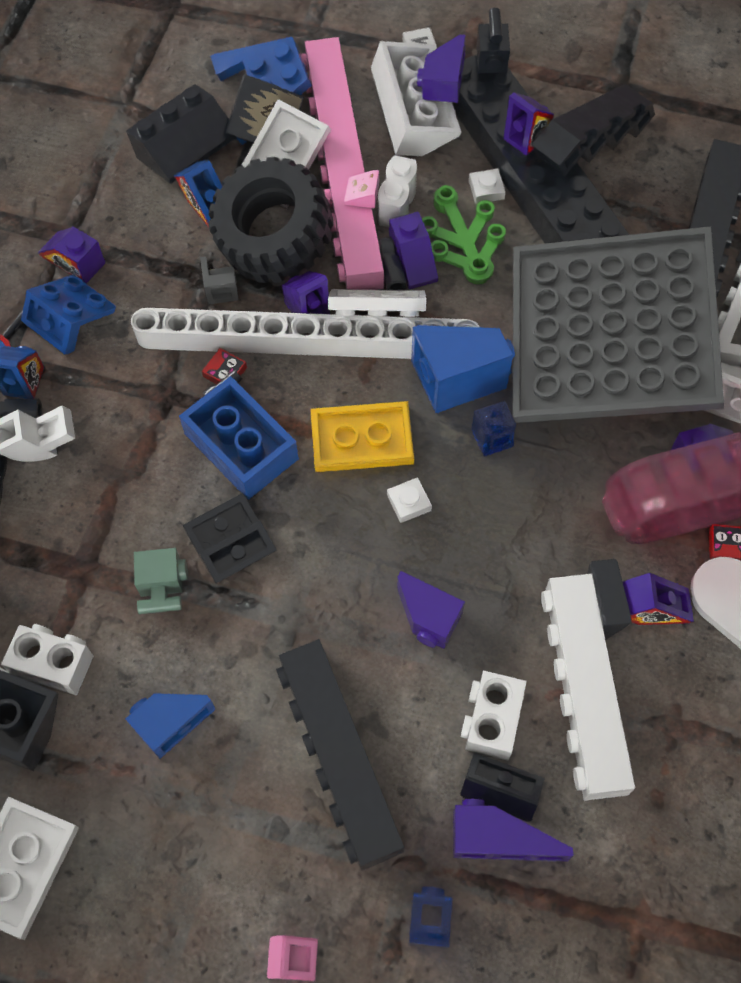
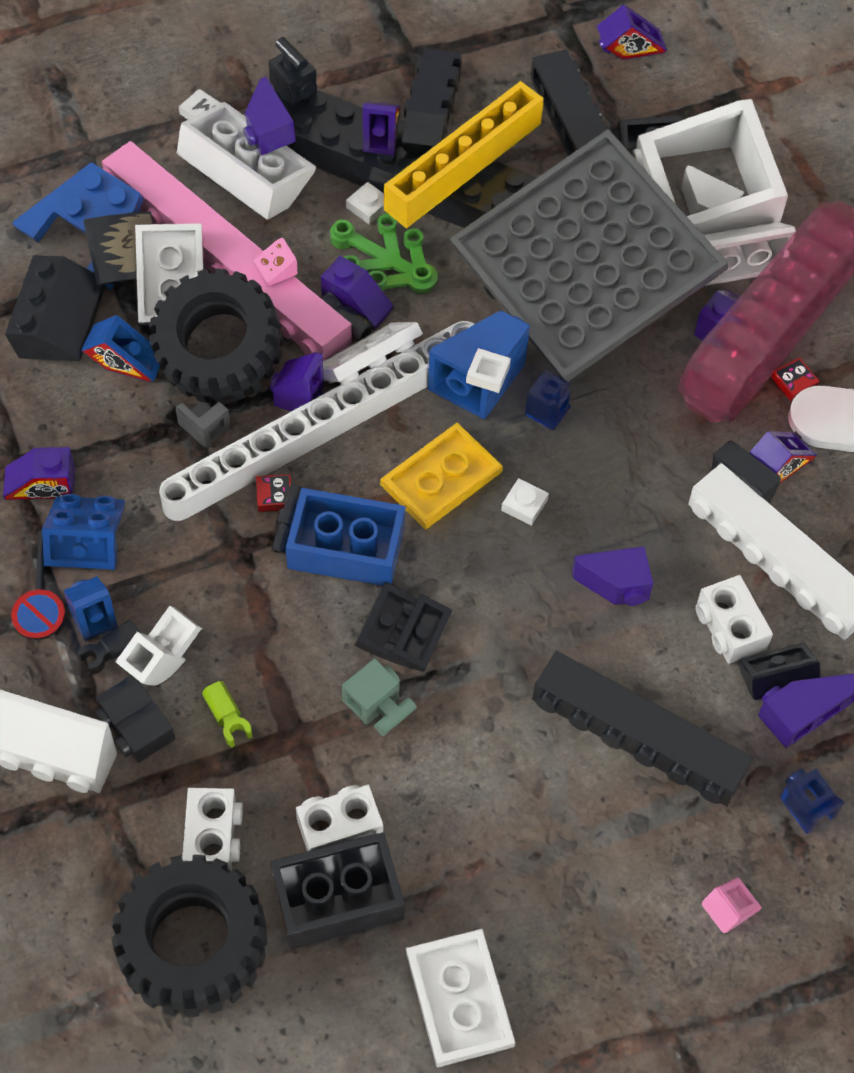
camera: 40 degrees left, 5 degrees down
(46, 515) = (225, 711): none -> lime bar
(168, 718) = (481, 799): blue slope -> none
(397, 189) = (297, 234): white brick -> none
(441, 370) = (488, 370): none -> white plate
(576, 182) = (462, 154): none -> yellow brick

